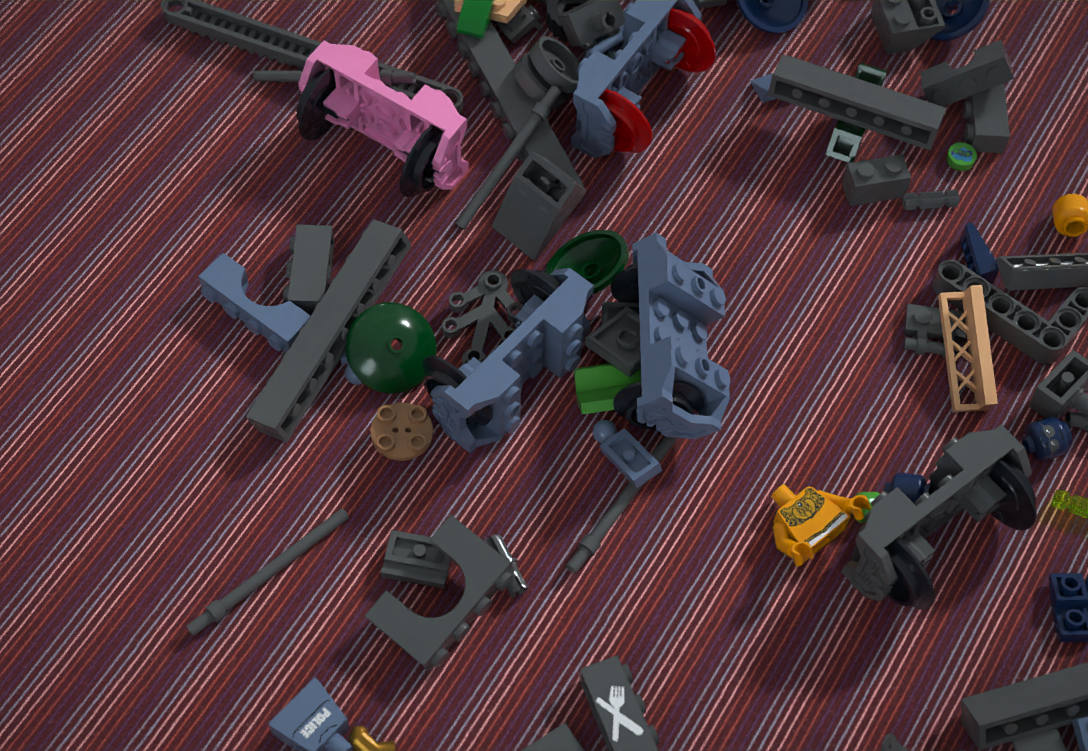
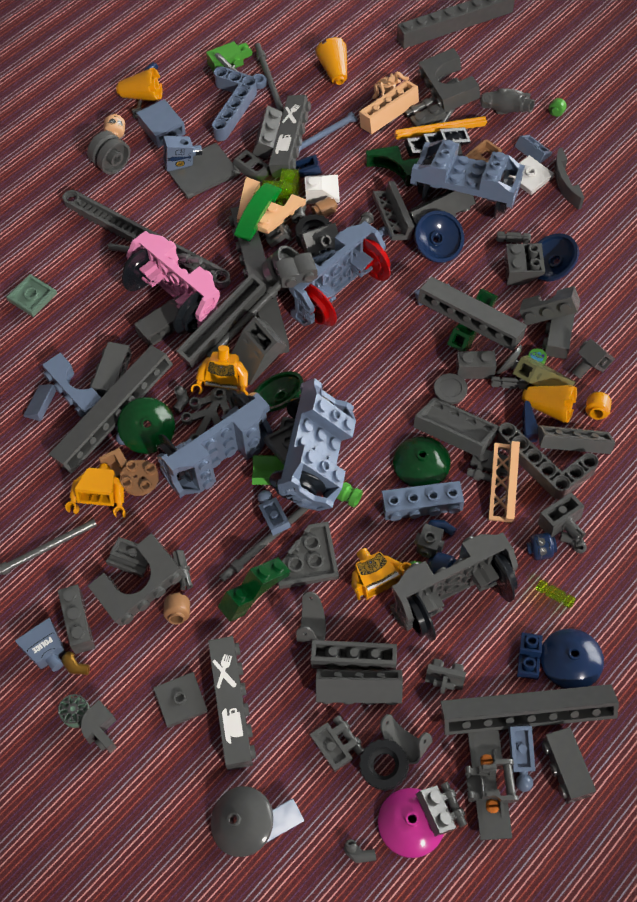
camera: 15 degrees right, 0 degrees up
(148, 169) = (31, 295): none -> sand green plate
(205, 336) = (40, 402): none -> sand blue slope
(339, 458) = (97, 487): none -> light orange torso
(353, 416) = (115, 460): none -> medium nougat panel
(358, 672) = (75, 619): none -> dark grey arch
(369, 184) = (157, 324): none -> dark grey brick
(435, 297) = (182, 397): none -> dark grey arm
(472, 166) = (222, 320): none -> dark grey brick
(491, 244) = (222, 371): none -> light orange torso
(514, 627) = (176, 608): none -> medium nougat head
(583, 70) = (296, 270): none -> dark grey brick
(630, 571) = (257, 581): none -> dark green arch
(700, 515) = (311, 558): none -> dark grey plate
(729, 608) = (313, 619): none -> dark grey piece
(739, 407) = (350, 495): none -> bright green wheel
(811, 653) = (353, 655): none -> dark grey brick
(829, 353) = (417, 470): none -> dark green dish
(831, 699) = (359, 686): none -> dark grey brick
(845, 222) = (450, 388): none -> dark grey piece
(850, 398) = (422, 501): none -> sand blue brick
(871, 278) = (456, 427): none -> dark grey slope
(879, 457) = (429, 541): none -> dark grey brick
(886, 430) = (448, 528): none -> dark blue arm
(928, 165) = (512, 360): none -> dark grey dish
(956, 662) = (445, 677): none -> dark grey hips
(982, 183) = (539, 374): none -> olive slope
(1003, 216) = (552, 400): none -> light orange cone
(1050, 142) = (593, 356): none -> dark grey brick

